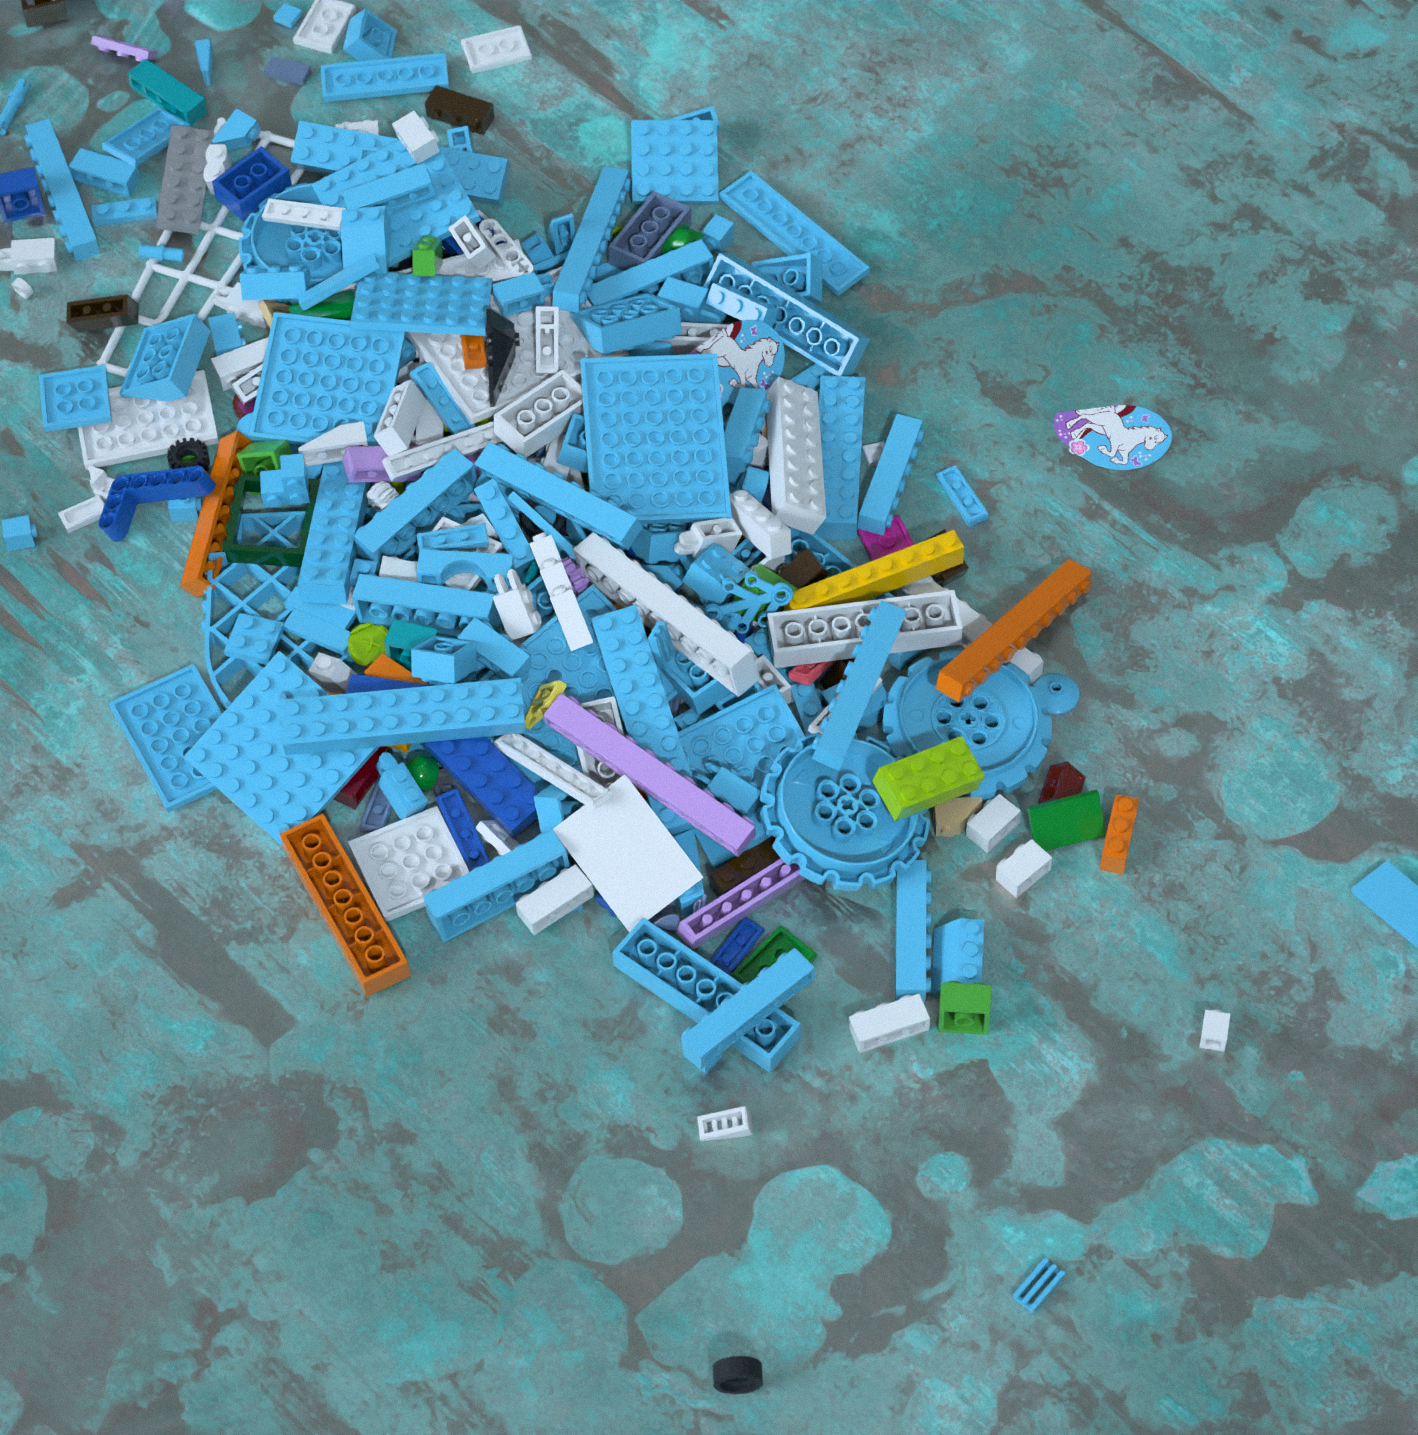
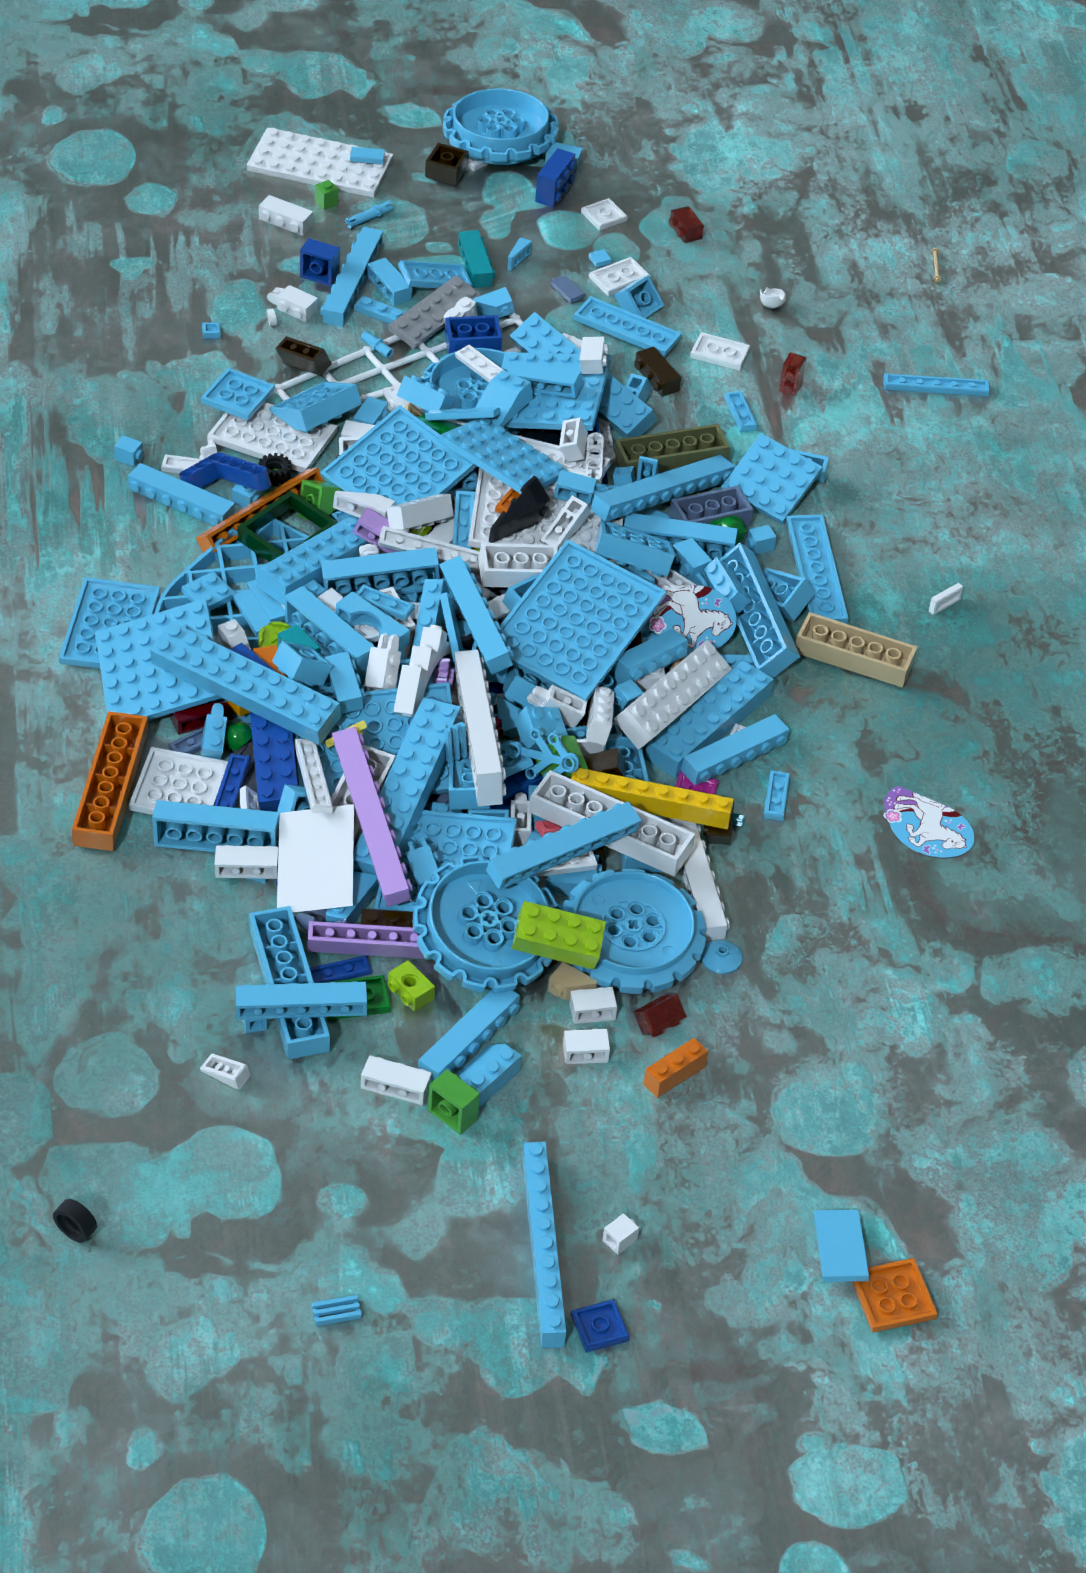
camera: 30 degrees right, 10 degrees down
(119, 548) = (180, 495): none -> medium azure brick
(123, 48) = (472, 219): lavender plate -> none
(286, 485) = (311, 508): medium azure brick -> none
(427, 256) = (534, 430): bright green brick -> none
(554, 189) = (673, 448): none -> olive brick
(573, 104) = (740, 411): none -> medium azure tile
(594, 33) = (792, 374): none -> clear red brick
(809, 909) = (411, 986): none -> lime brick
(907, 296) = (856, 649): none -> tan brick
(937, 189) = (945, 598): none -> white tile
(1013, 630) = (718, 888): orange brick -> none
(1067, 820) = (642, 1033): green tile -> none
(1160, 1089) = (543, 1245): none -> medium azure brick
(1271, 1130) = (600, 1325): none -> blue tile

